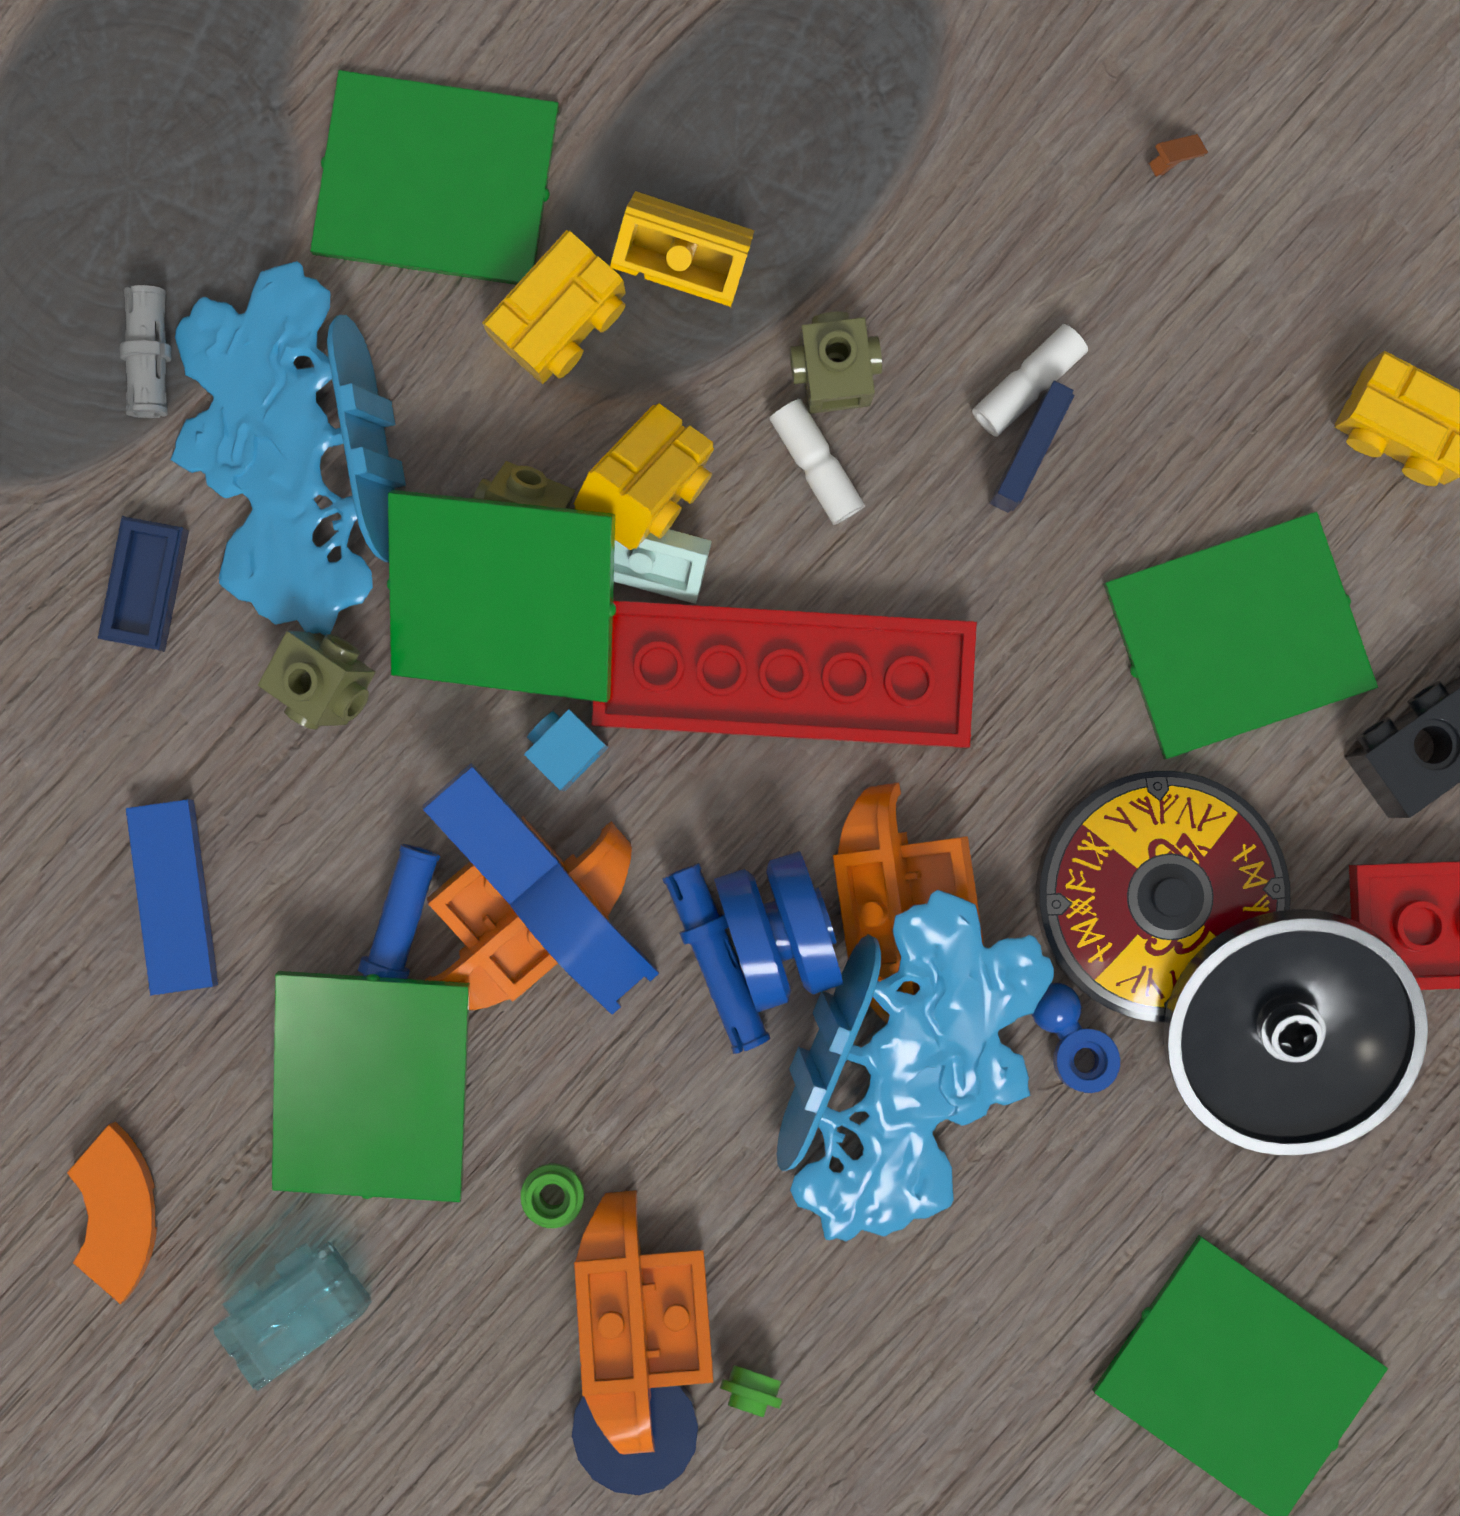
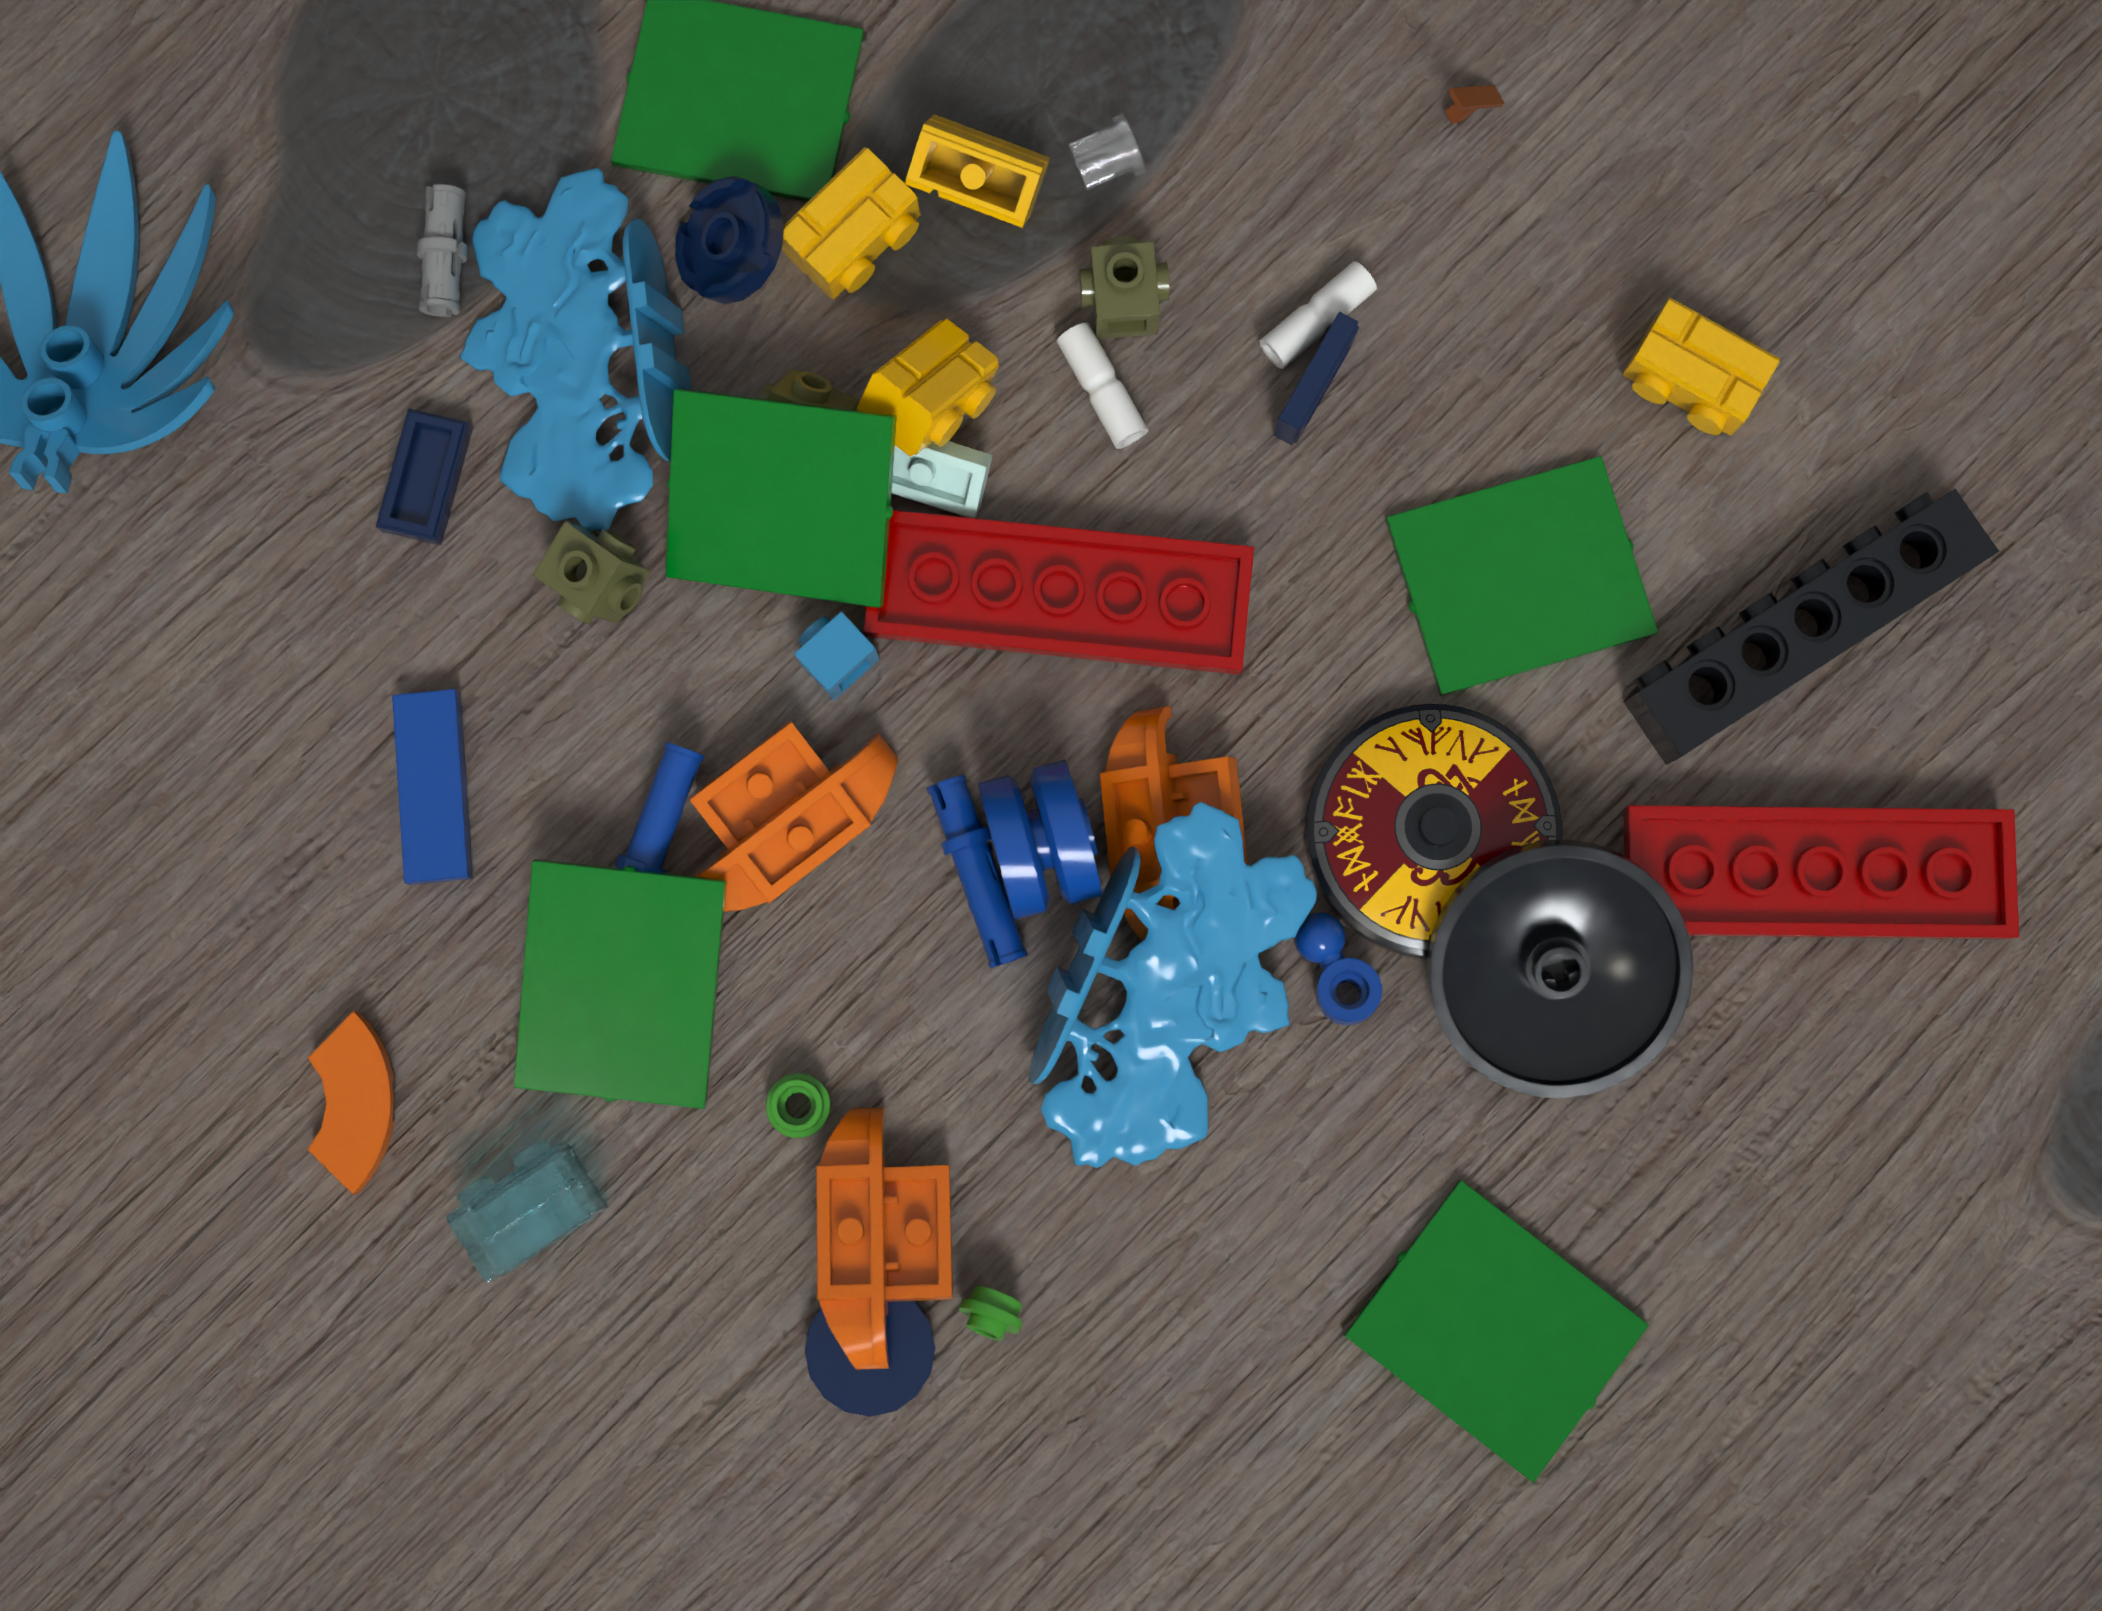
camera: 10 degrees right, 5 degrees down
(435, 331) = (729, 240): none -> dark blue tile
(538, 888) = (802, 790): blue piece -> none
(822, 215) = (1107, 154): none -> clear bush

